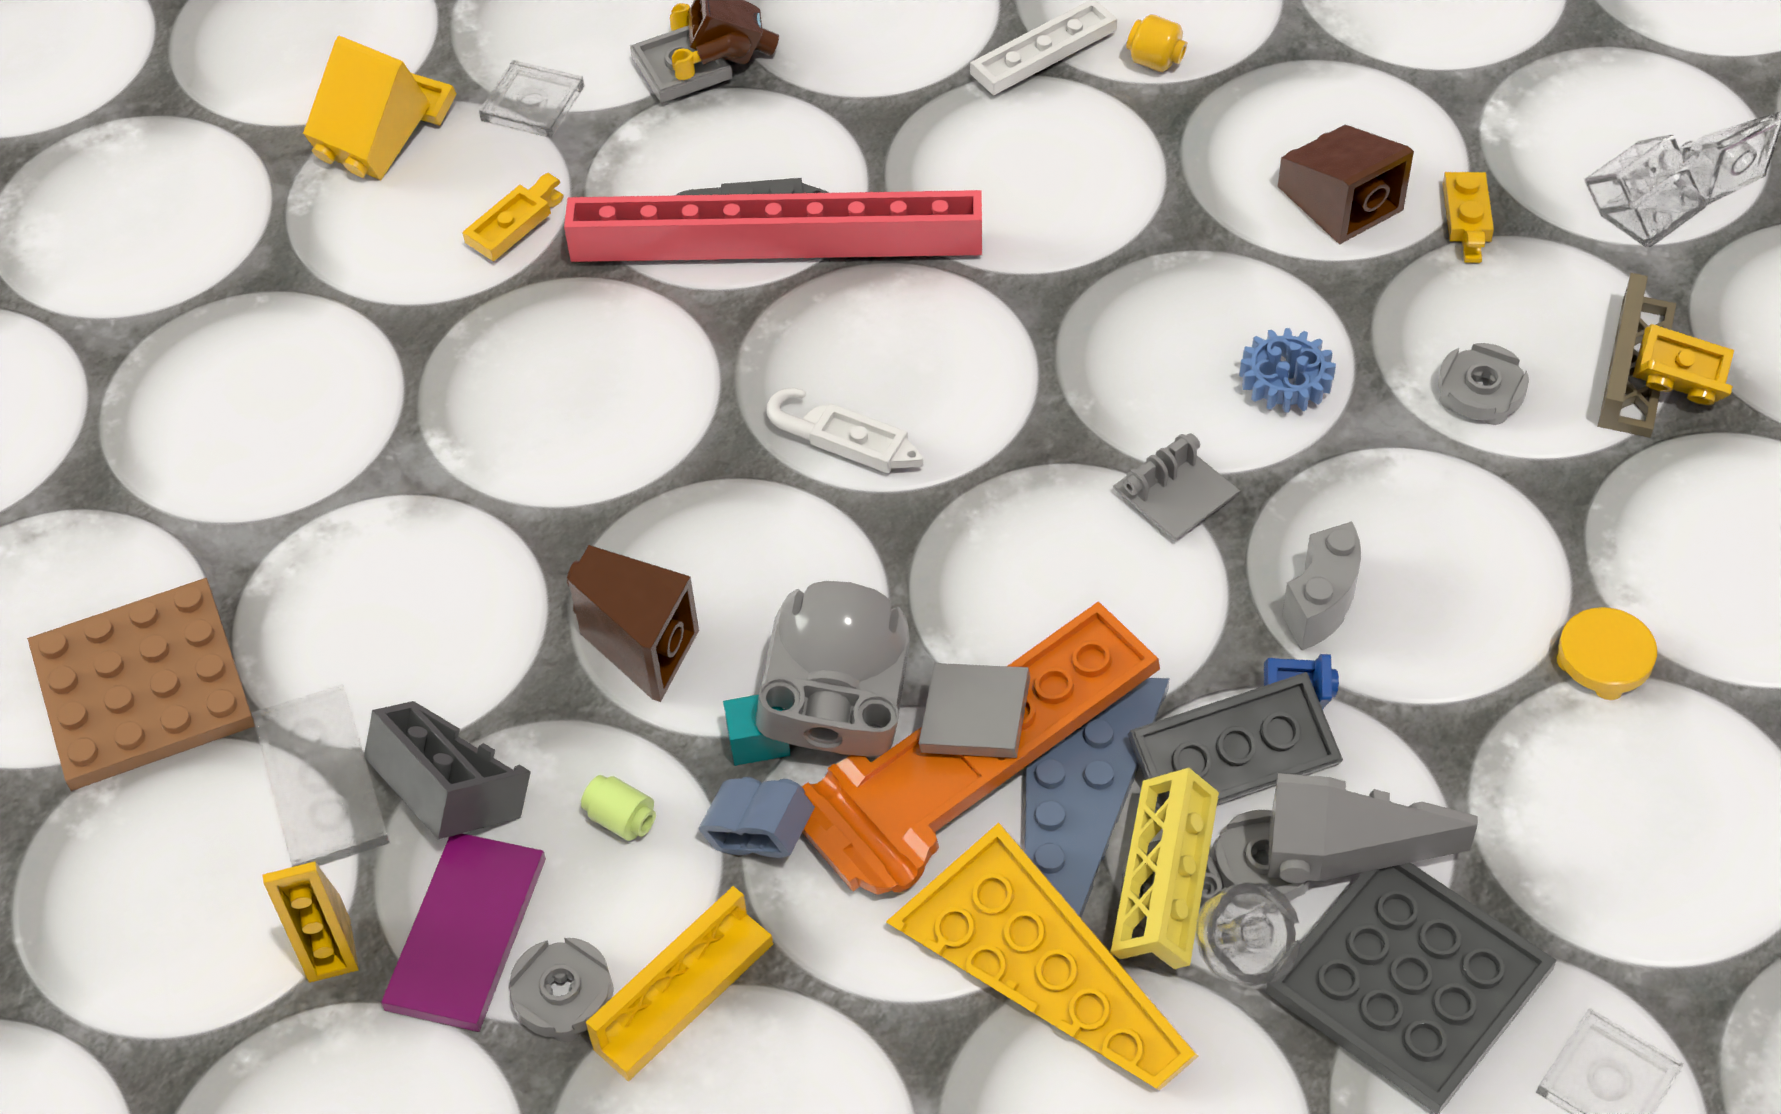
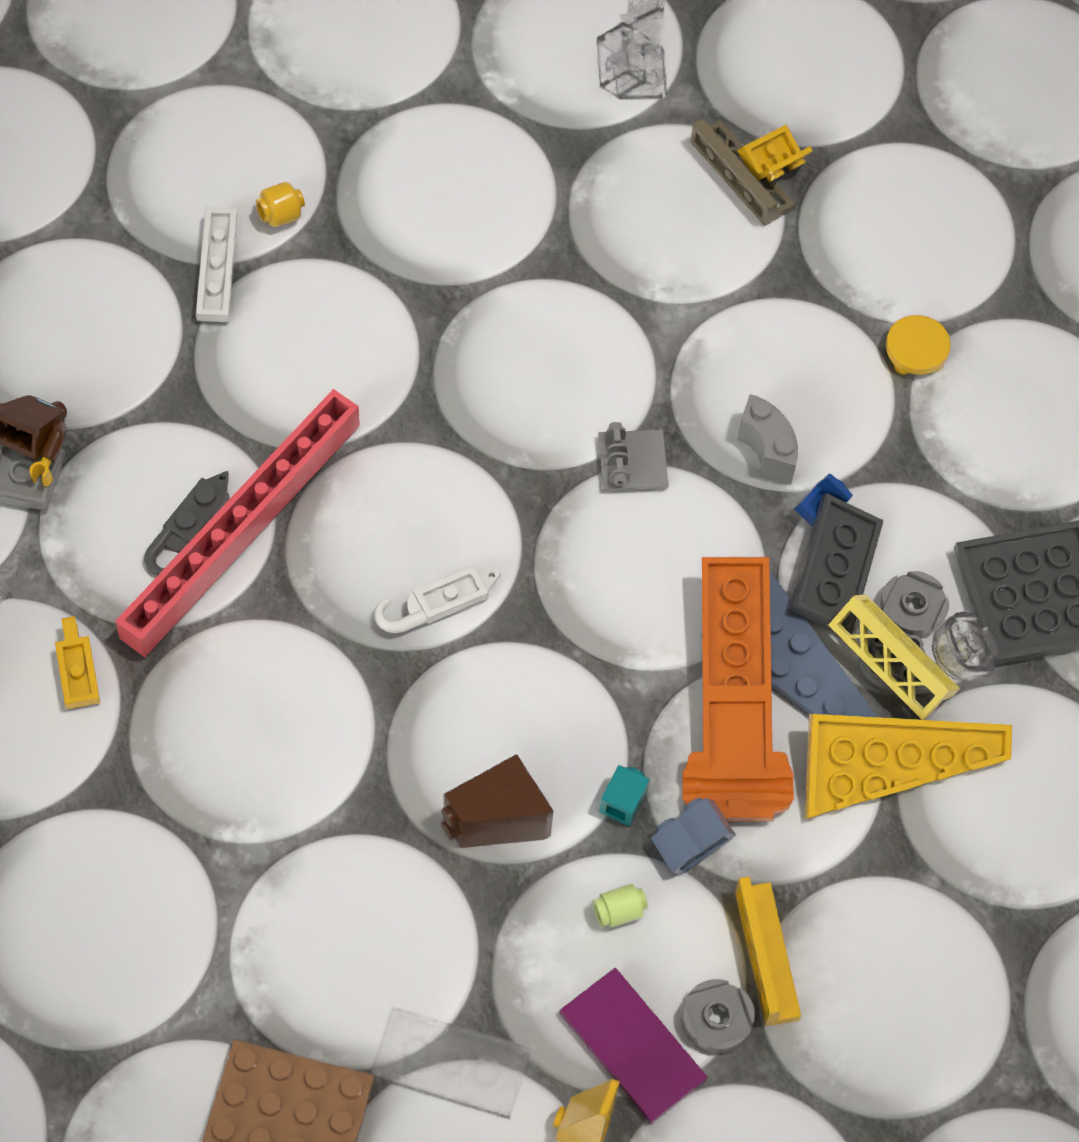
camera: 60 degrees left, 10 degrees up
(440, 774) = (518, 989): dark grey wedge -> none
(835, 668) = (640, 726): light grey piece -> none
(975, 710) = (722, 672): light grey tile -> none
(1269, 375) = (585, 346): medium blue gear -> none
(1332, 833) = (940, 559): light grey wedge -> none
(1347, 180) = (487, 197): reddish brown slope -> none
(1468, 212) = (562, 159): yellow plate -> none
(1480, 402) = (688, 269): light grey plate -> none

